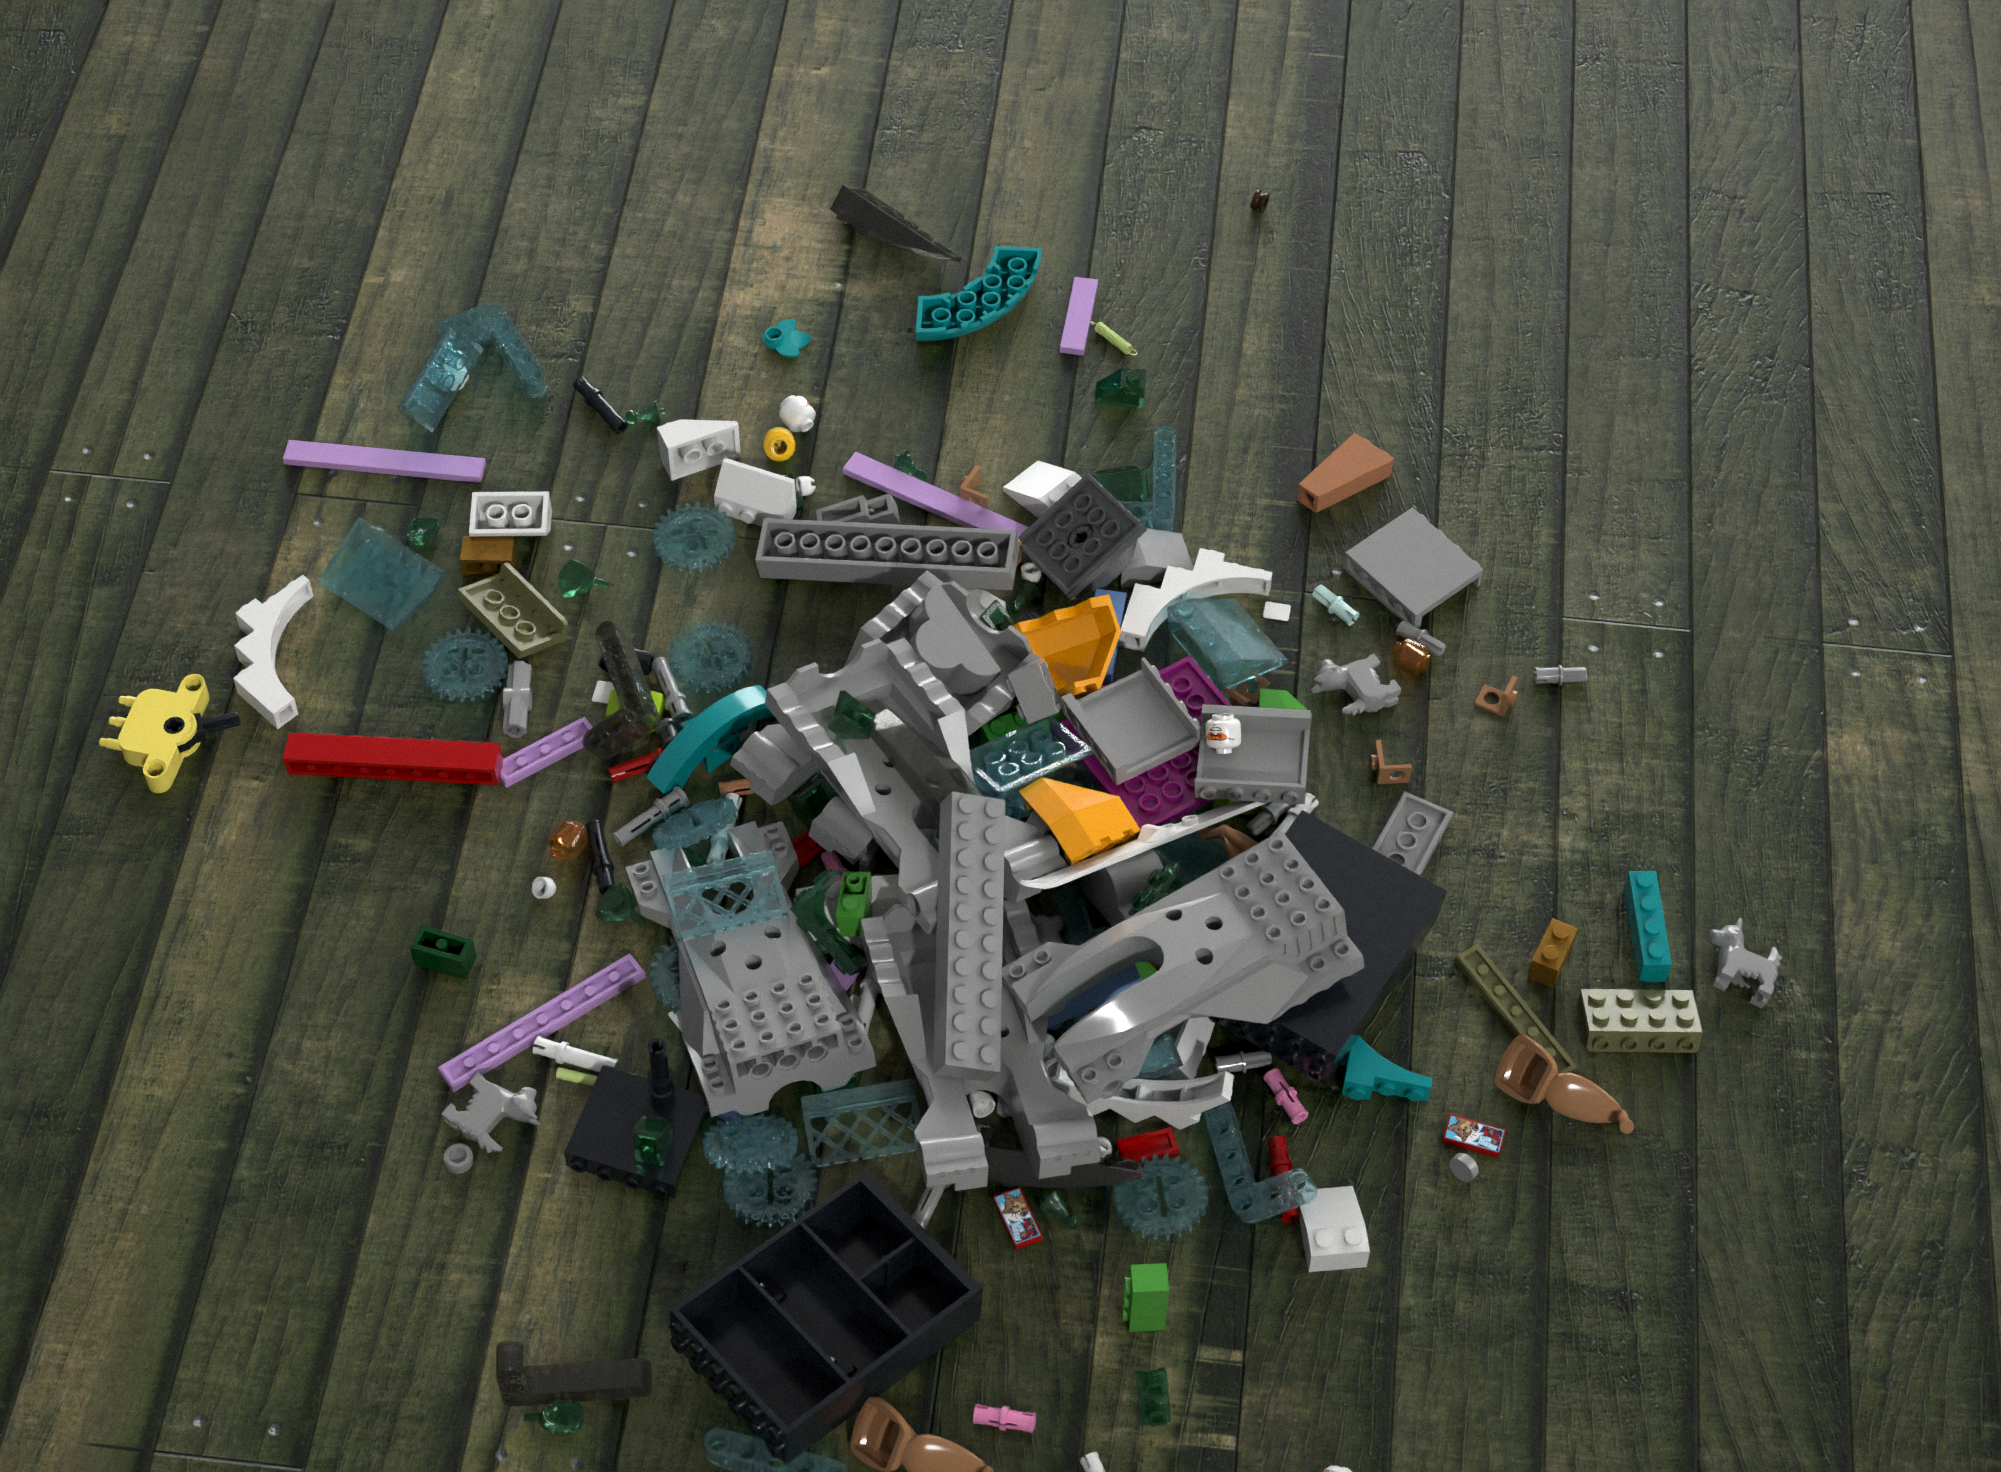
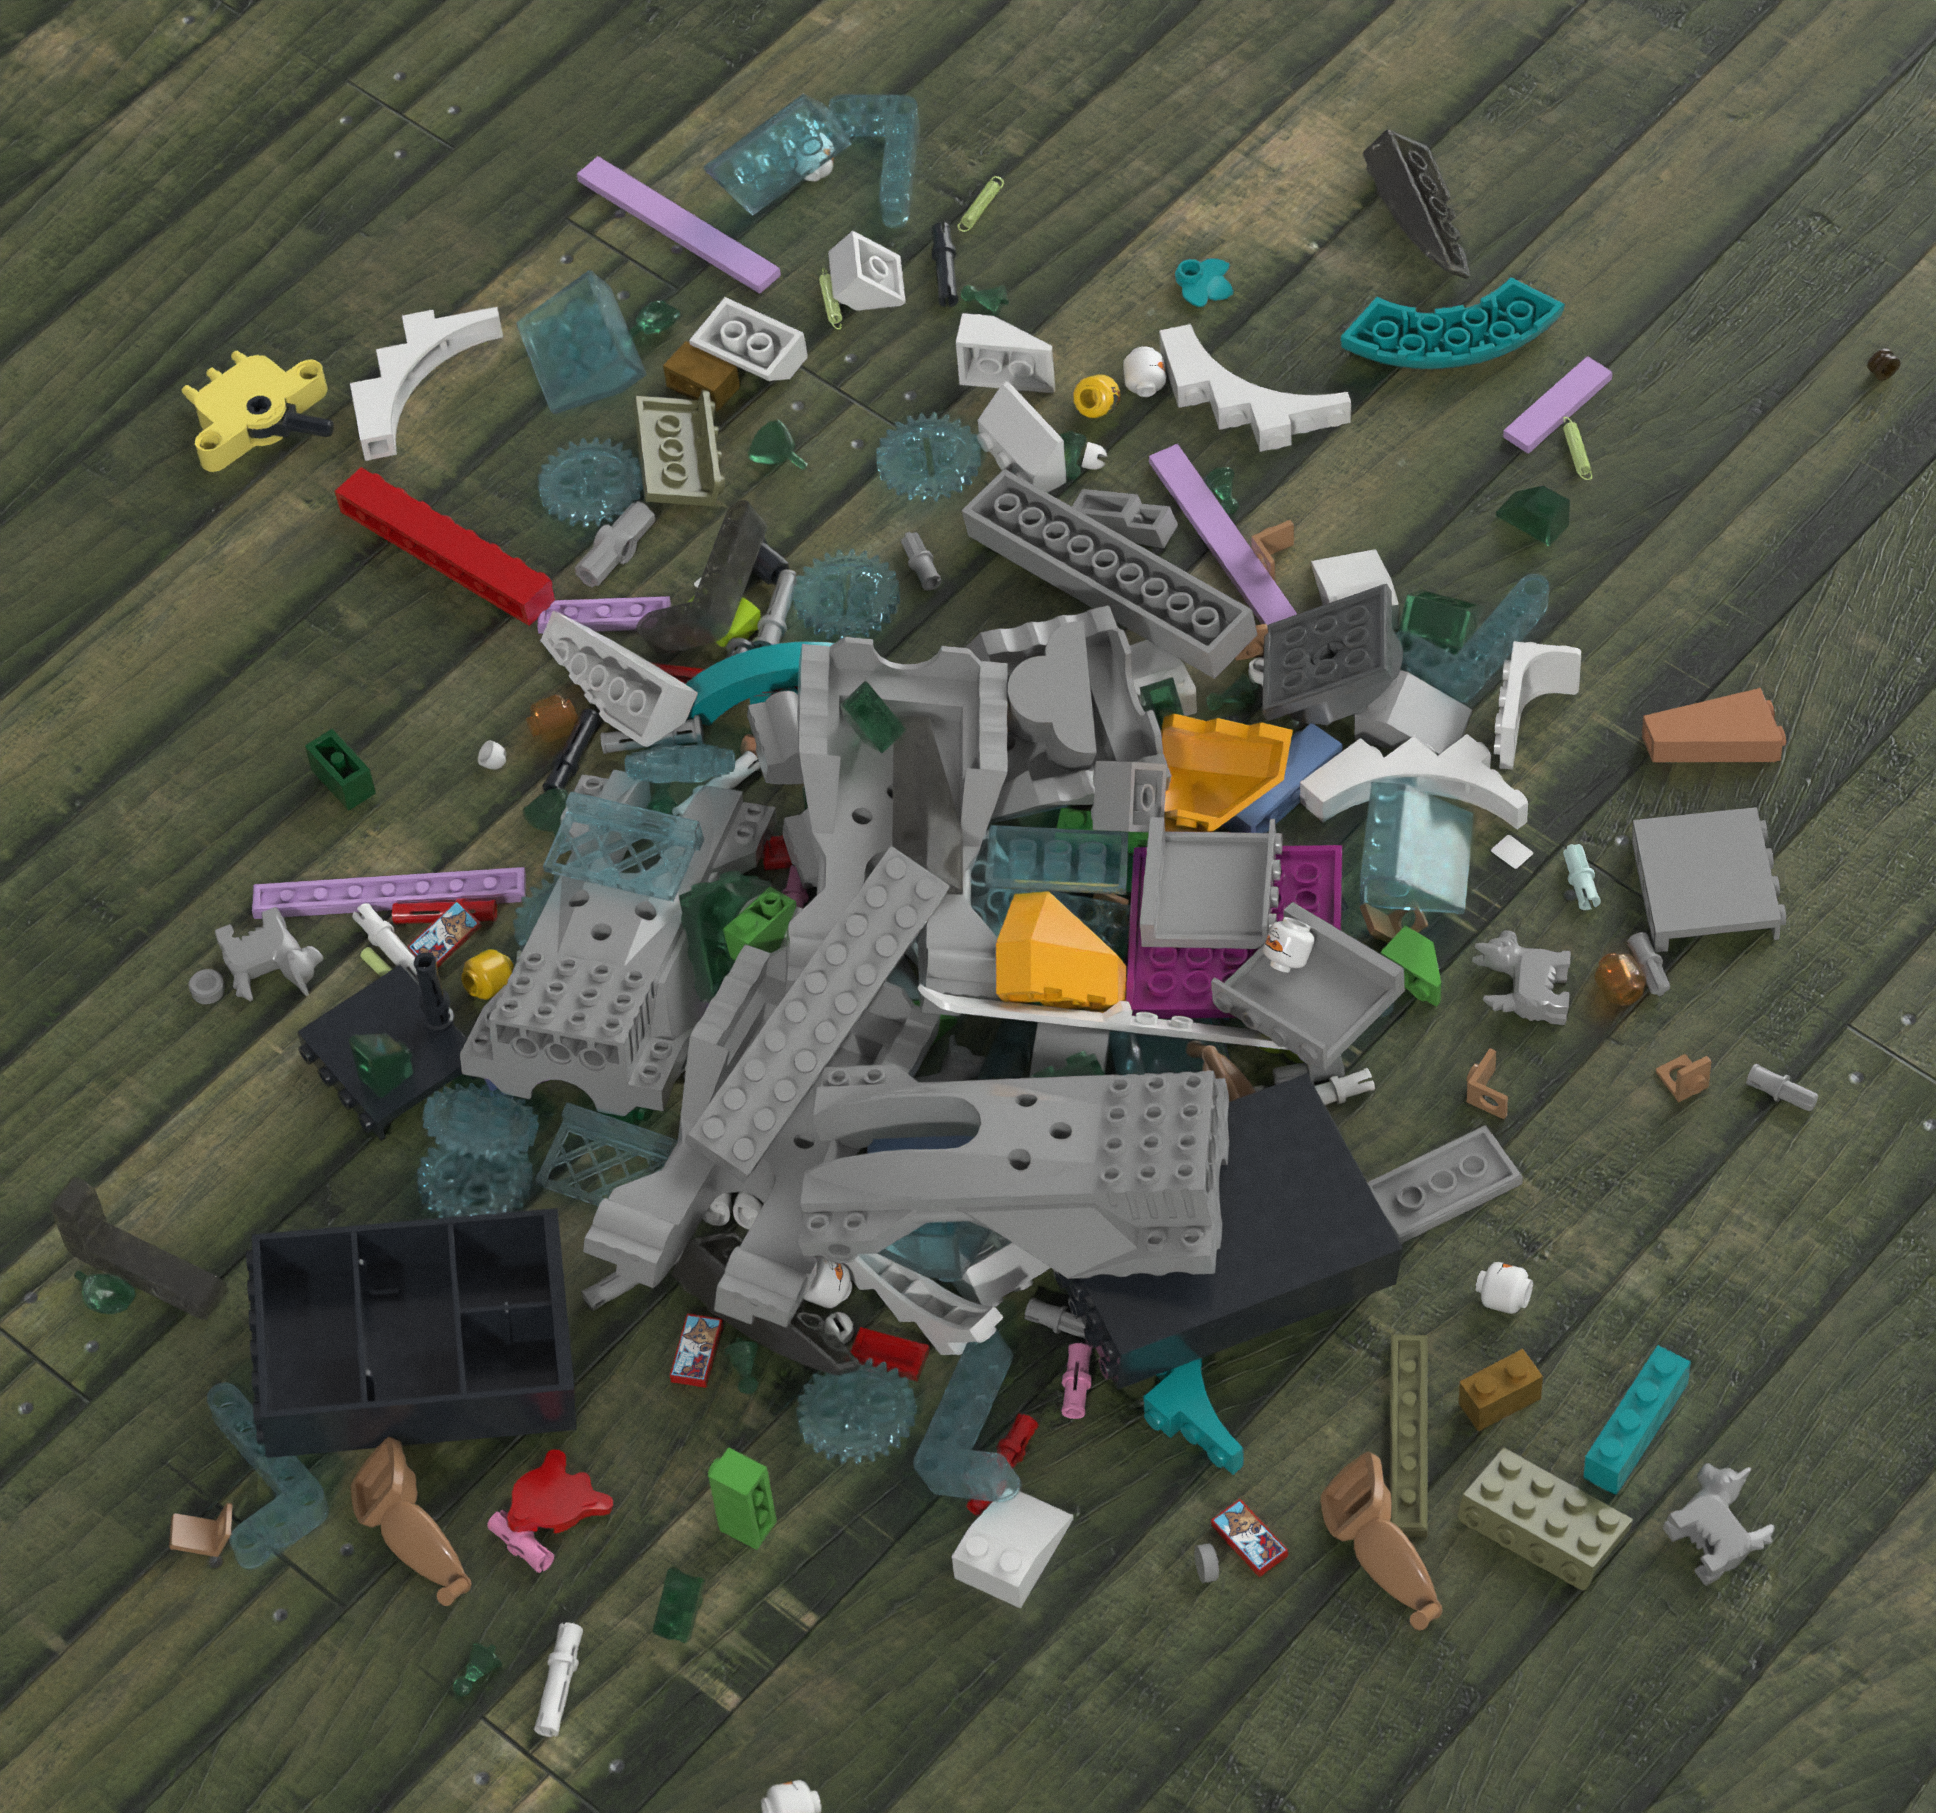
camera: 40 degrees right, 0 degrees up
(536, 463) = (831, 304): none -> yellowish green piece
(550, 435) = (865, 274): none -> white slope
(591, 354) = (980, 204): none -> yellowish green piece
(602, 792) = (622, 685): none -> white wedge
(613, 1029) = (446, 933): none -> tile
(626, 997) = (405, 912): none -> red pin
(672, 1034) = (486, 973): none -> yellow head
(743, 609) = (921, 561): none -> light grey axle
(872, 407) = (1236, 402): none -> white arch
(1005, 1375) = (554, 1498): none -> red tile
(1207, 490) = (1530, 673): none -> white bracket
(1502, 887) = (1504, 1287): none -> white head

